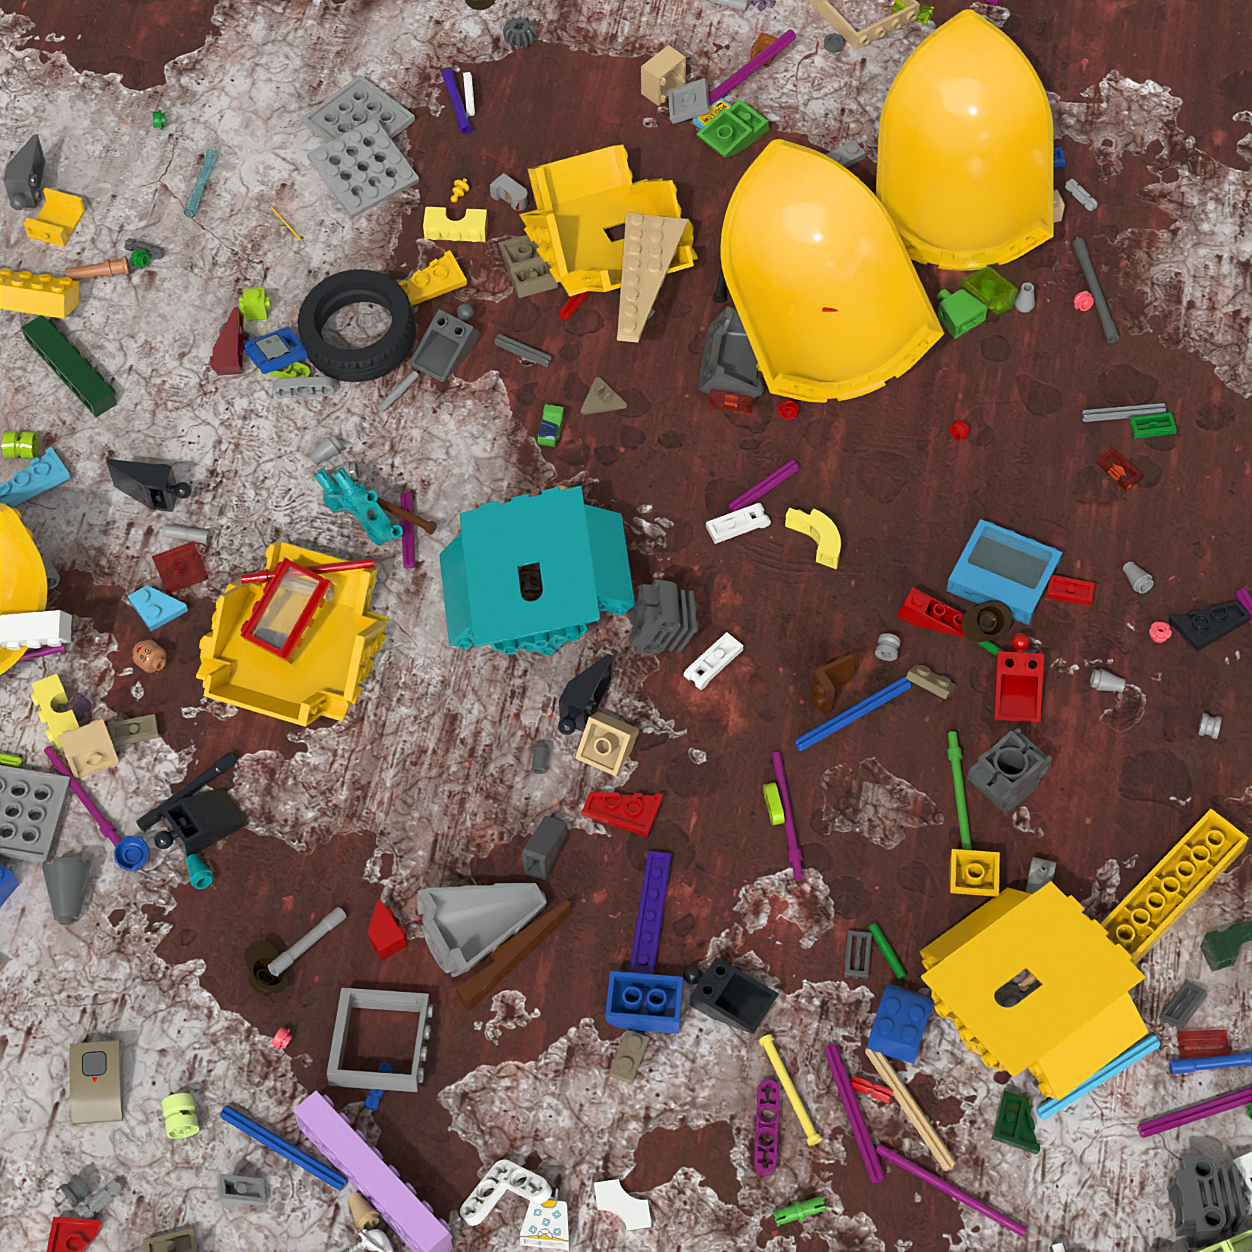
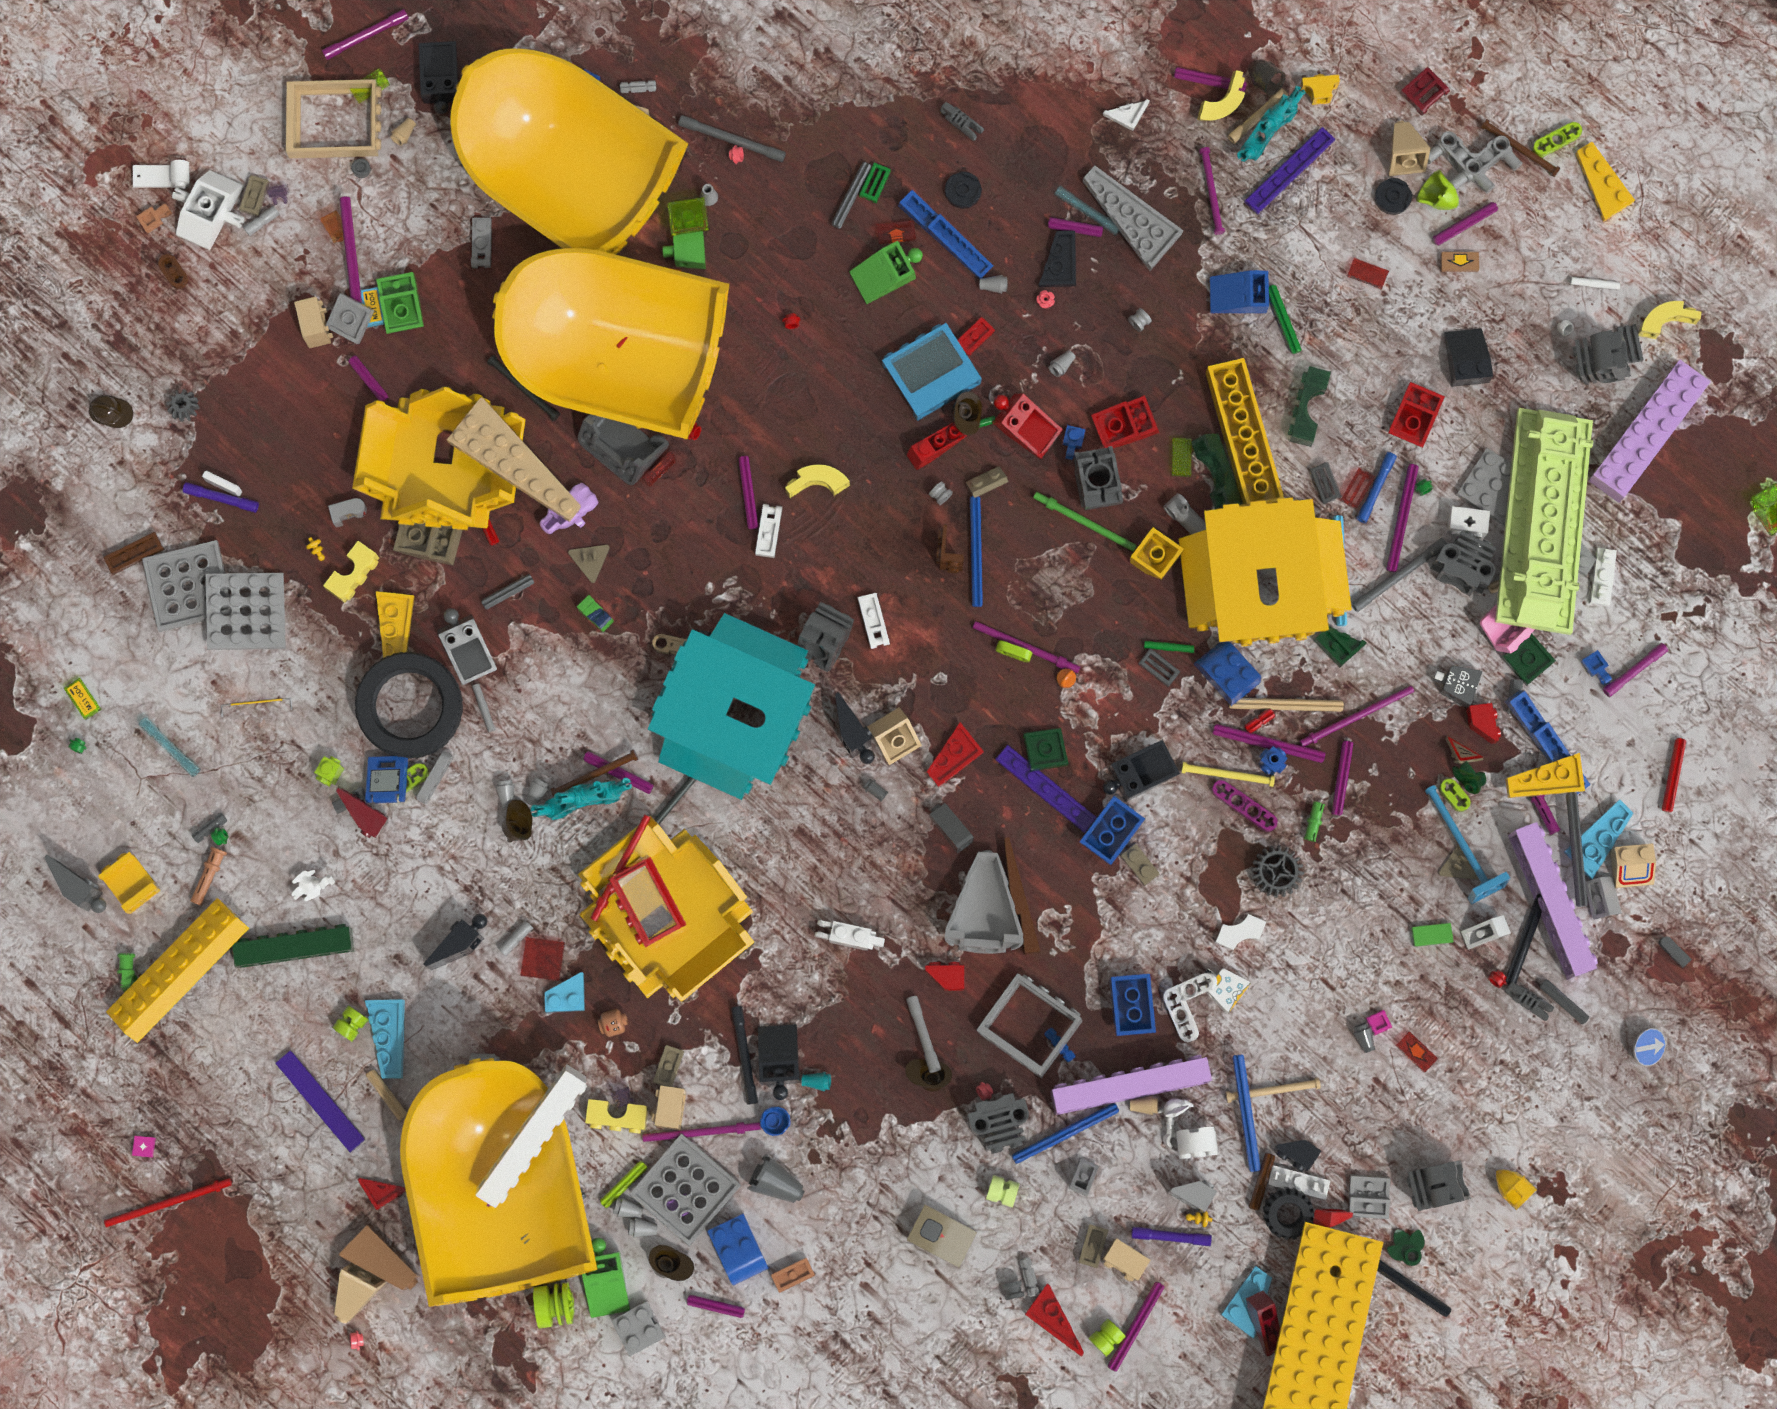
camera: 60 degrees left, 20 degrees up
(135, 345) = (310, 885): none -> white piece
(204, 102) = (82, 698): none -> tile
(253, 1066) = (999, 1122): none -> dark grey piece
(299, 471) = (517, 822): none -> dark brown piece
(356, 66) = (133, 553): none -> reddish brown plate
(370, 815) = (850, 935): none -> white hinge
(408, 590) = (674, 800): none -> pearl dark grey bar
(466, 1130) = (1132, 1004): none -> blue brick
(641, 355) = (587, 501): none -> lavender piece
(645, 146) = (368, 379): none -> magenta axle
(691, 891) = (1045, 749): none -> dark green plate
(725, 1201) = (1284, 875): none -> dark grey gear
(781, 871) = (1066, 678): none -> orange tile
(835, 1124) = (1270, 767): none -> blue brick
(869, 1214) = (1342, 778): none -> magenta axle
(888, 51) = (402, 133): none -> tan cone
(1040, 735) = (1073, 439): none -> blue plate
(1070, 478) = (881, 275): none -> bright green slope
(1091, 1124) = (1368, 597): none -> dark grey piece
(1092, 774) = (1125, 423): none -> red slope
(1099, 849) = (1181, 457): none -> clear neon green tile
(1125, 868) = (1211, 452): none -> clear green arch
(1152, 509) = (945, 234): none -> blue slope
(1209, 501) = (963, 190): none -> black tile

